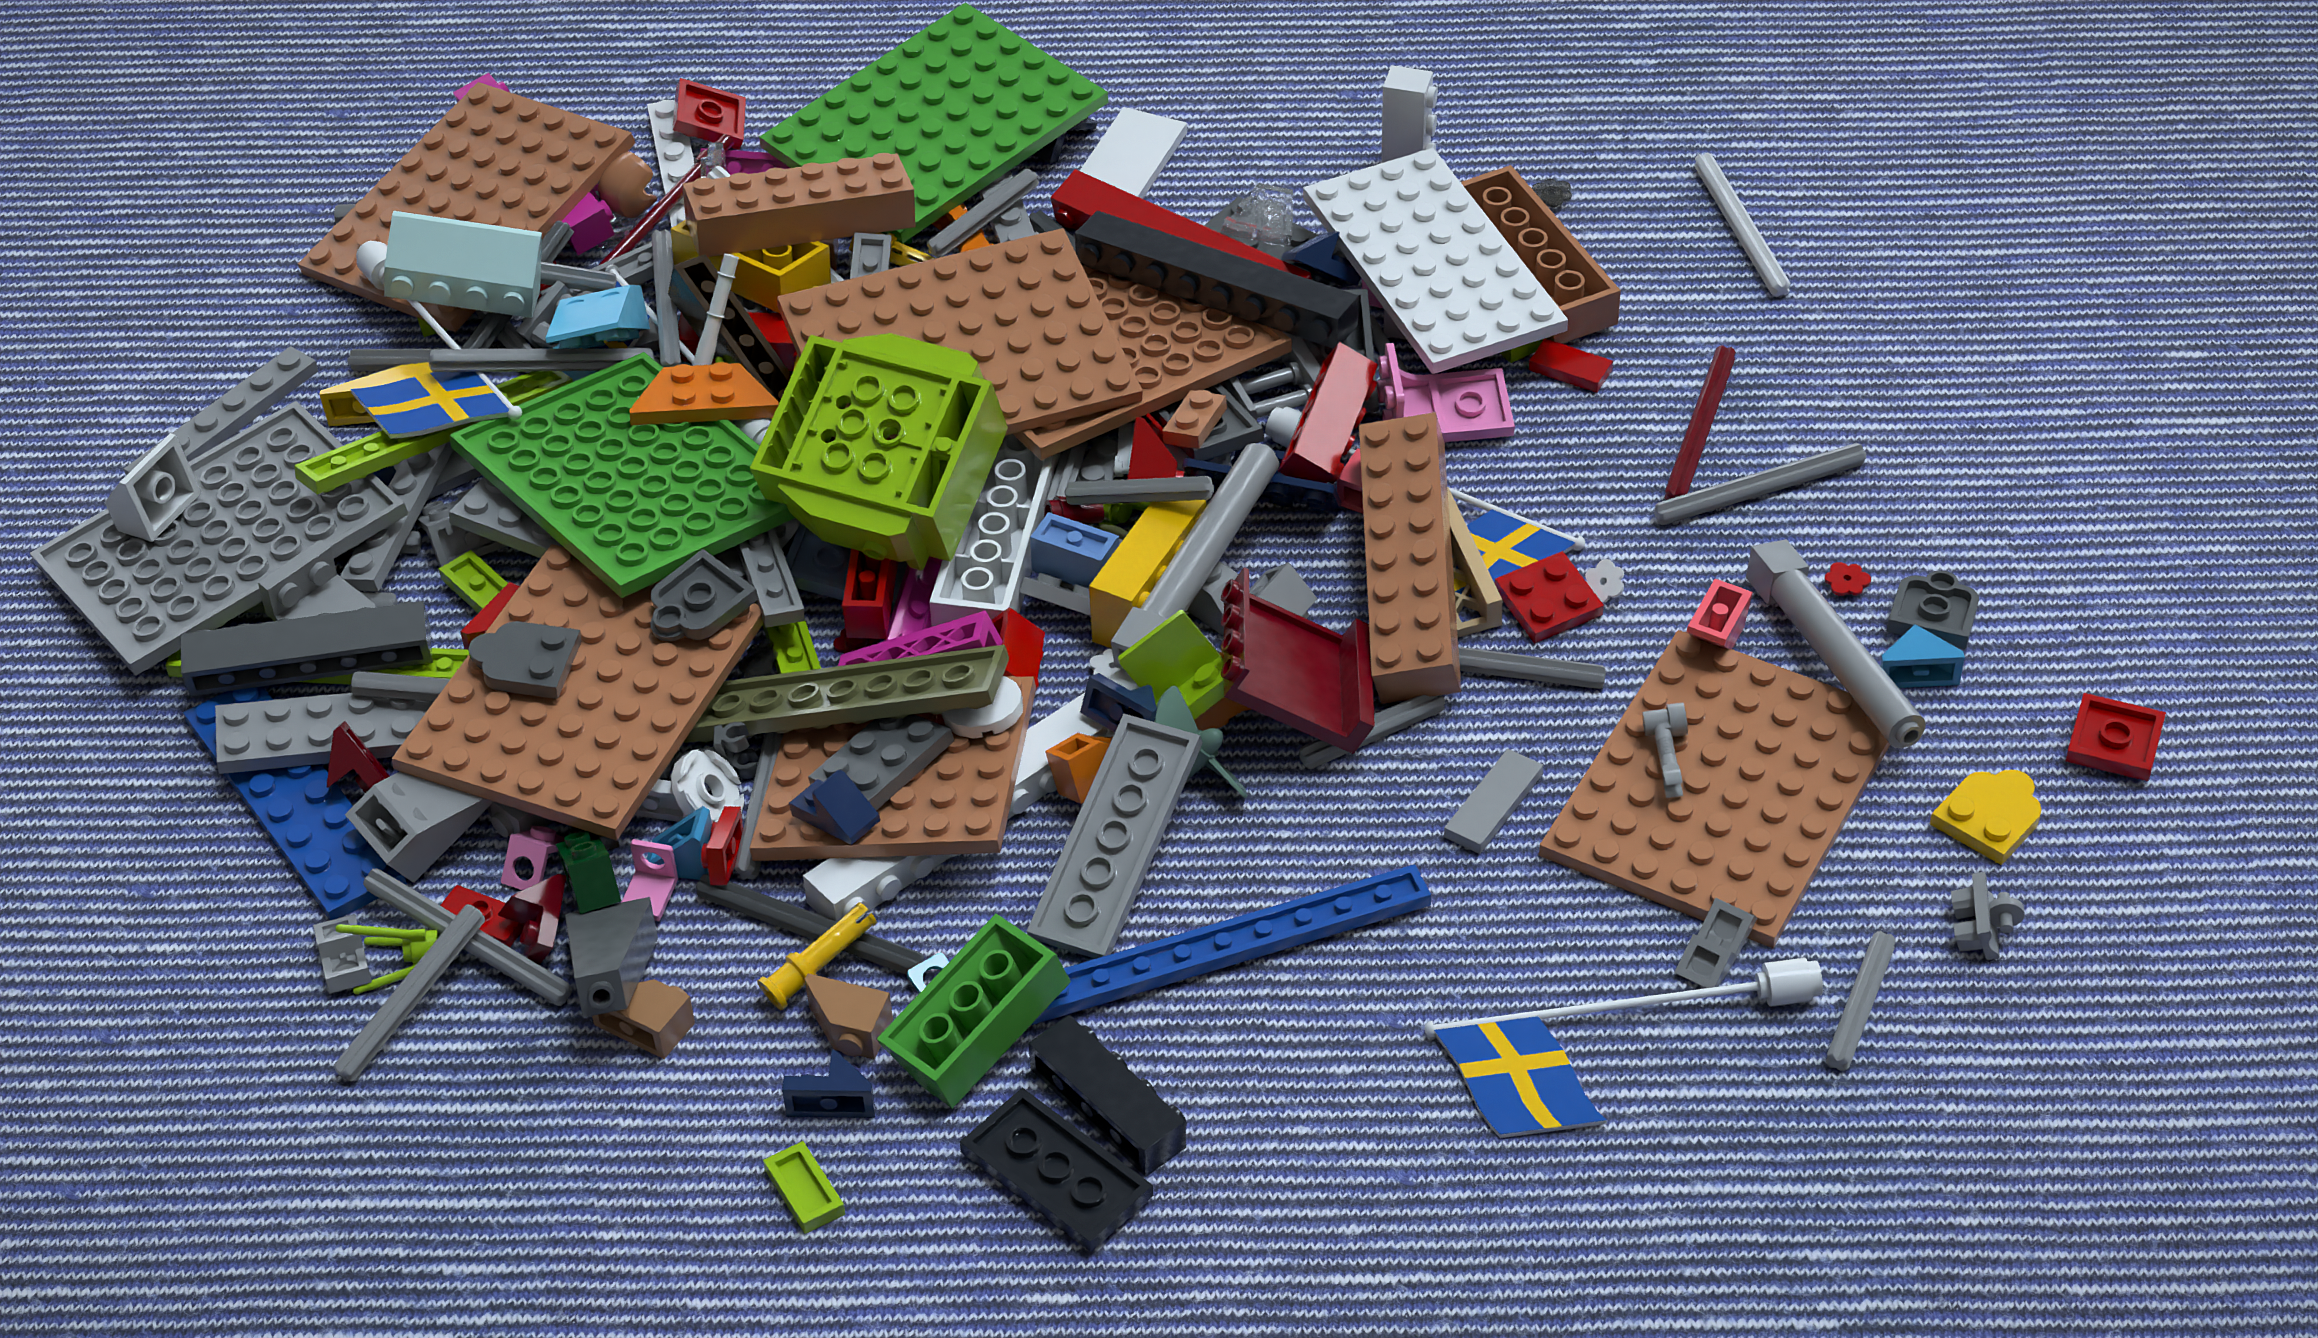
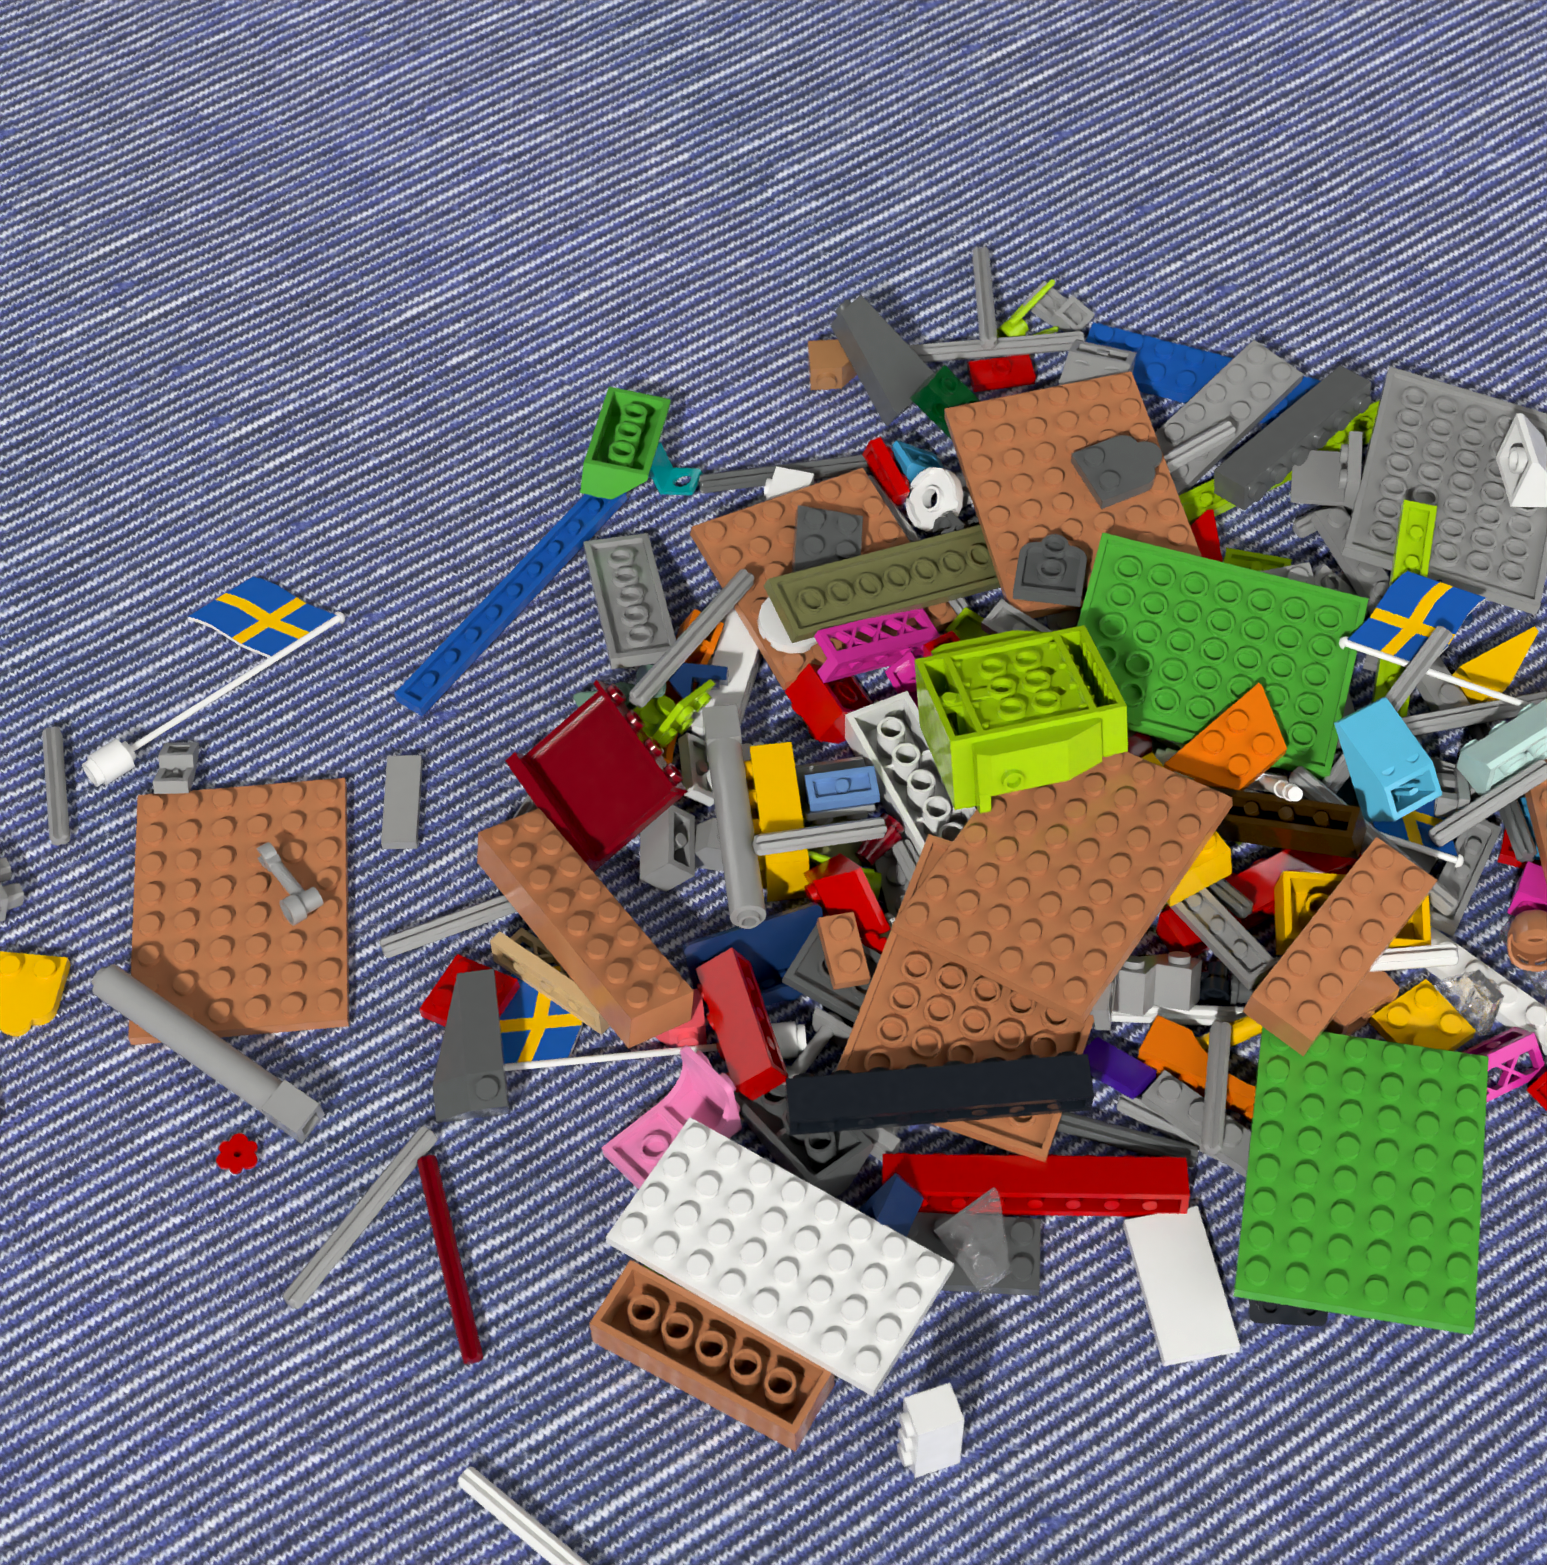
camera: 145 degrees right, 10 degrees up
(351, 753) = (1170, 393): dark red slope -> none
(539, 912) = (966, 368): dark red slope -> none
(652, 879) = (916, 433): bright pink bracket -> none
(660, 210) = (1509, 1013): dark red bar -> none
(792, 974) = (765, 433): yellow pin -> none
(804, 1187) = (653, 333): lime tile -> none
(836, 808) = (813, 491): dark blue slope -> none
(838, 1095) = (679, 378): dark blue slope -> none
(849, 1014) = (714, 425): medium nougat slope -> none
(1056, 1169) = (510, 410): black plate -> none
(1101, 709) = (691, 638): none -> light grey axle
(1108, 1095) = (512, 461): black brick -> none
(1553, 192) = (753, 1473): clear smoke plant -> none
(1570, 365) = (594, 1264): red tile -> none
(1582, 524) = (471, 1060): none -> dark grey wedge
(1605, 580) = (429, 1034): white plant -> none
(1721, 614) = (309, 1018): coral slope -> none
(1922, 660) = (136, 1090): dark azure slope -> none
(1935, 605) = (148, 1159): dark grey plate -> none

